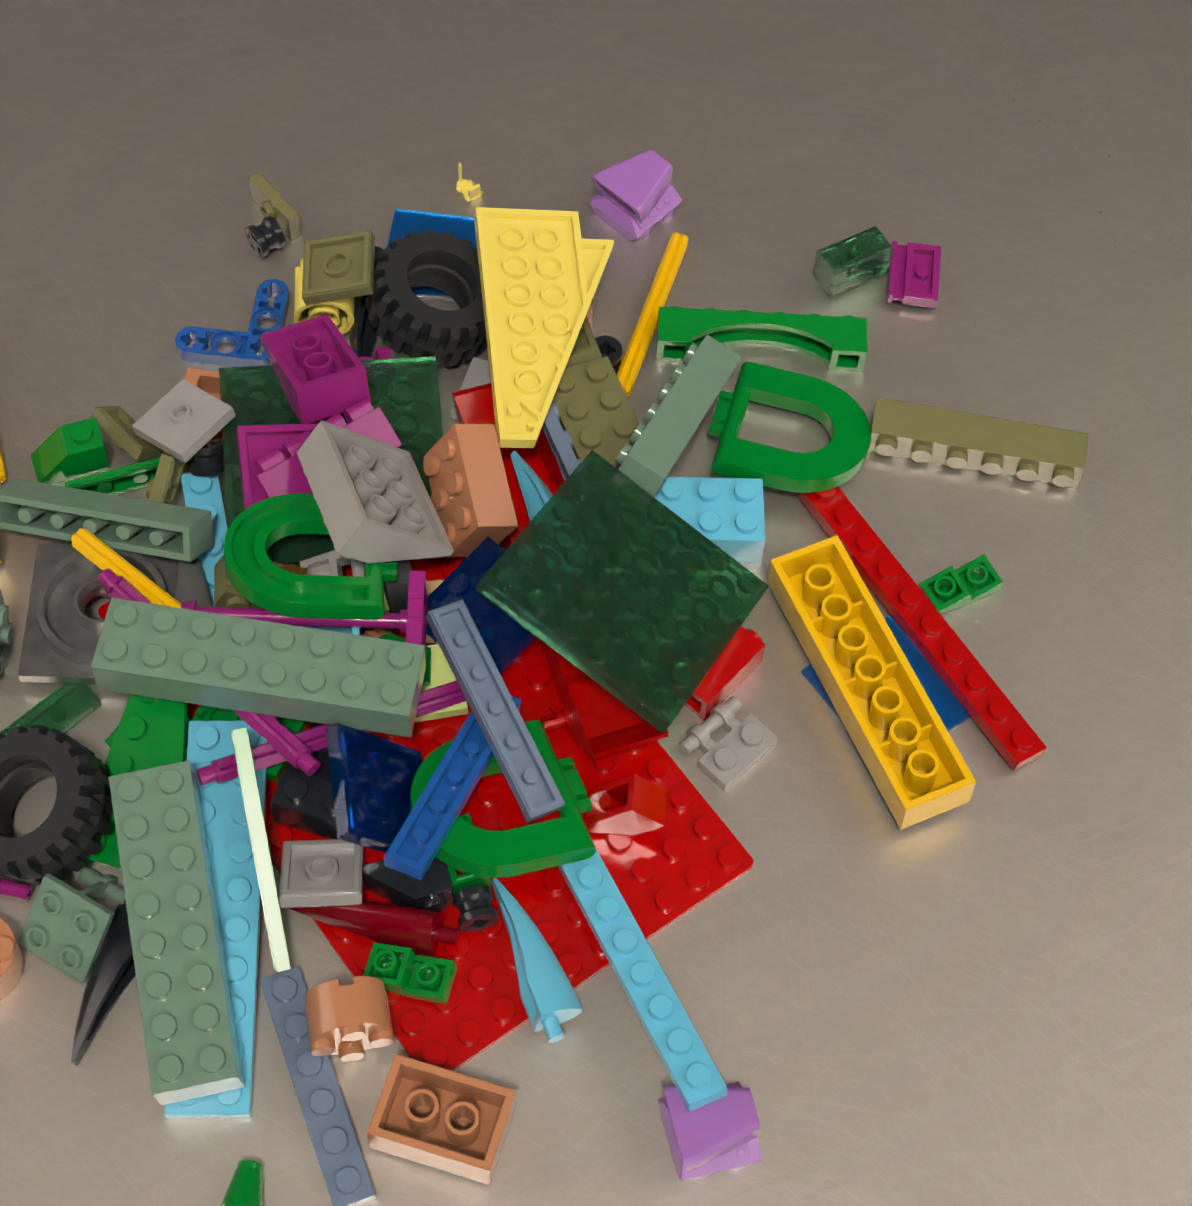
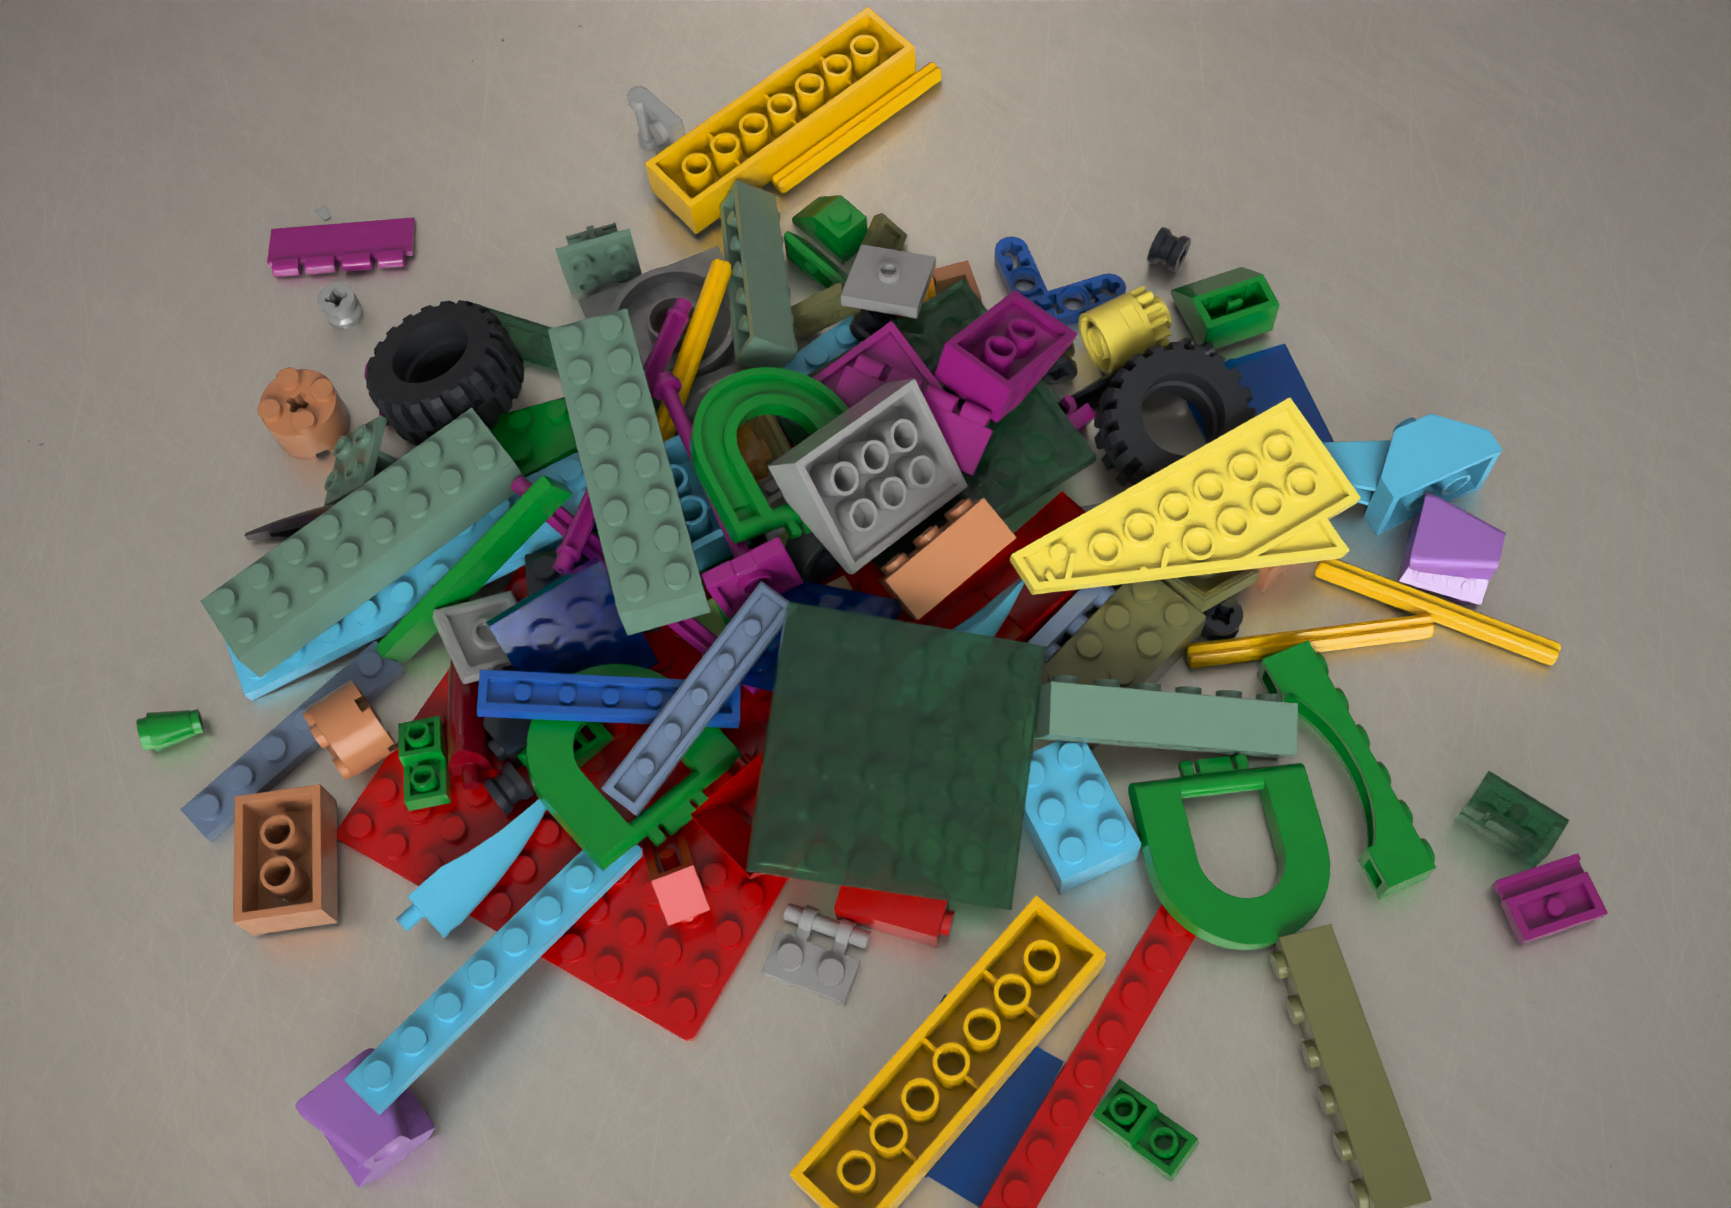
camera: 75 degrees right, 5 degrees up
(274, 204) = (1209, 238): olive plate -> none
(338, 267) = (1141, 316): olive plate -> none
(343, 211) = (1227, 307): none -> green slope
(467, 189) = (1357, 394): light yellow piece -> none
(561, 169) = (1419, 459): none -> medium azure slope
(677, 222) = (1441, 610): none -> yellow axle

